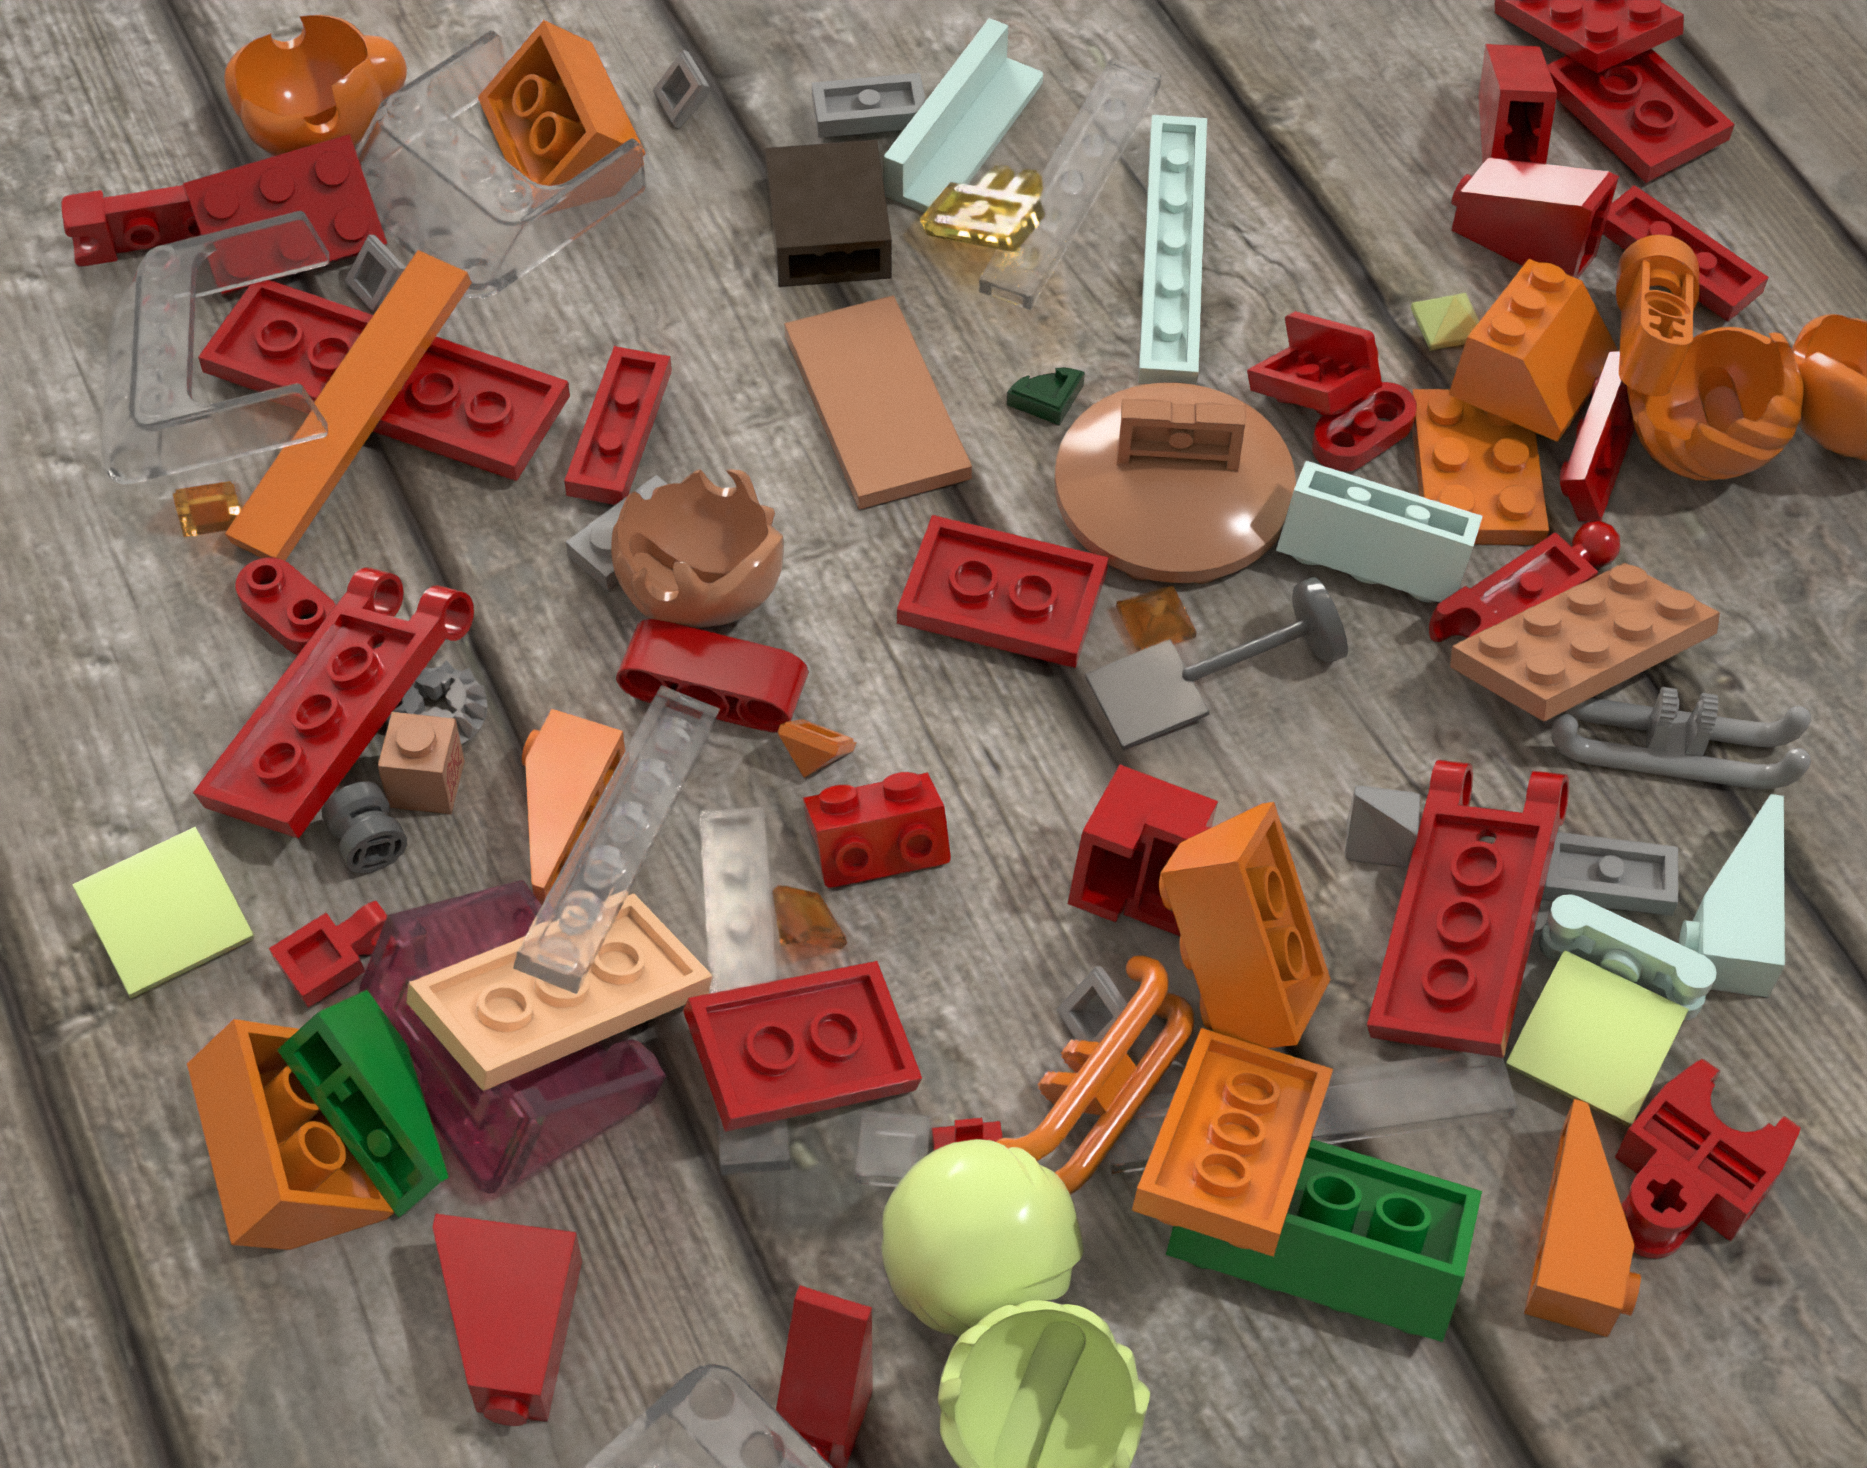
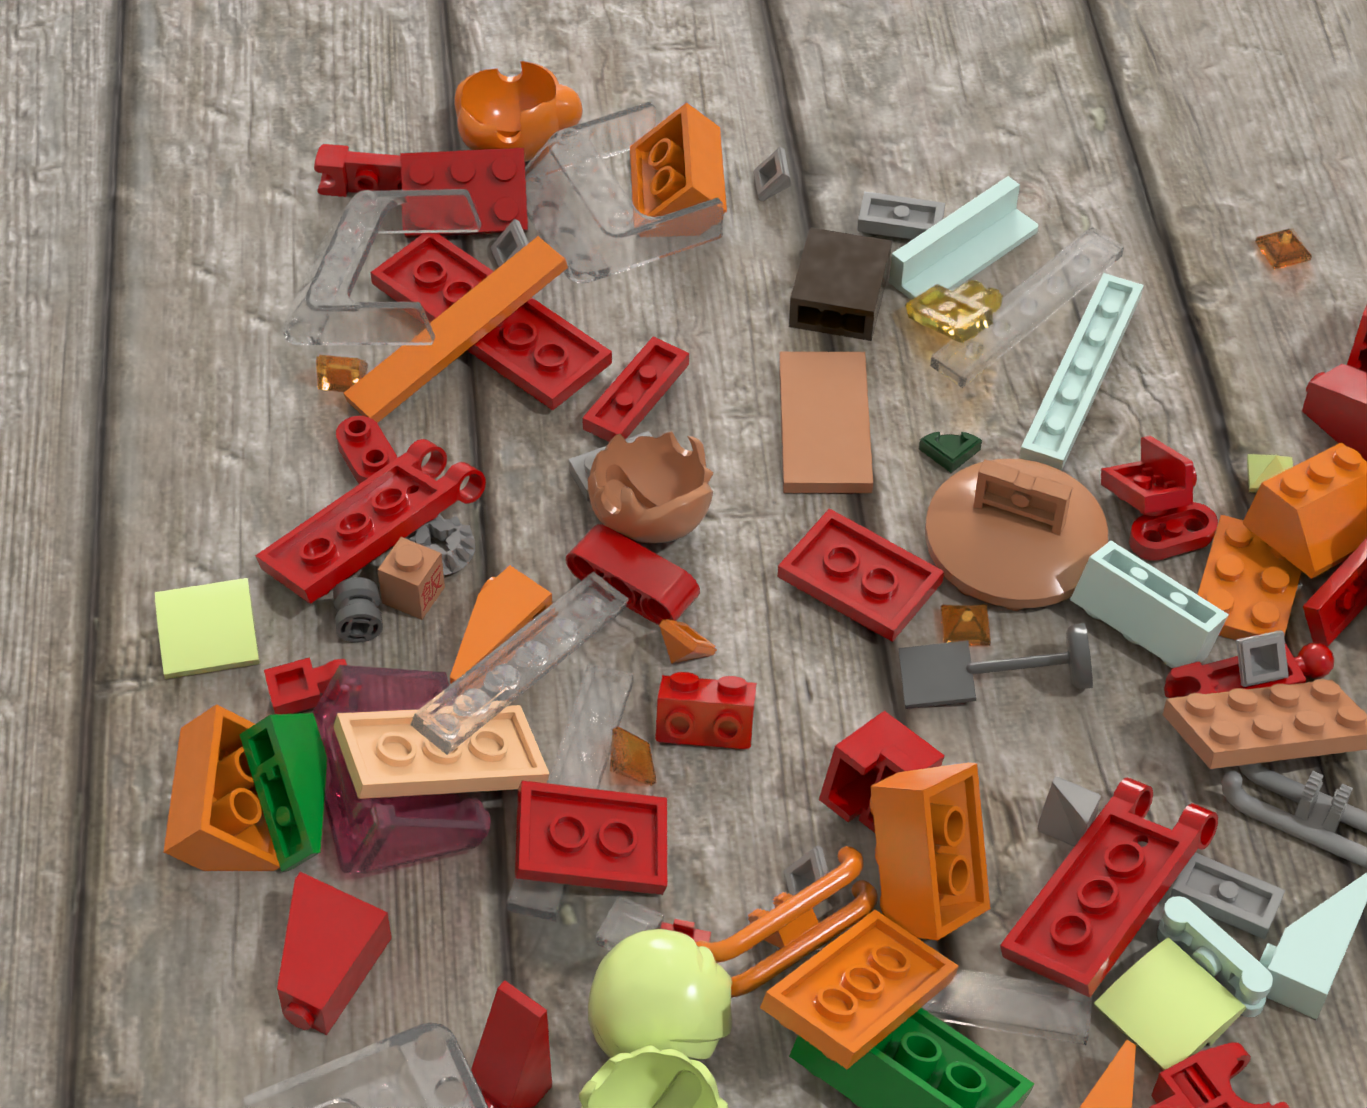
camera: 20 degrees right, 5 degrees down
(1350, 28) = (1283, 248): none -> clear orange slope
(1542, 560) = (1262, 658): none -> light grey slope

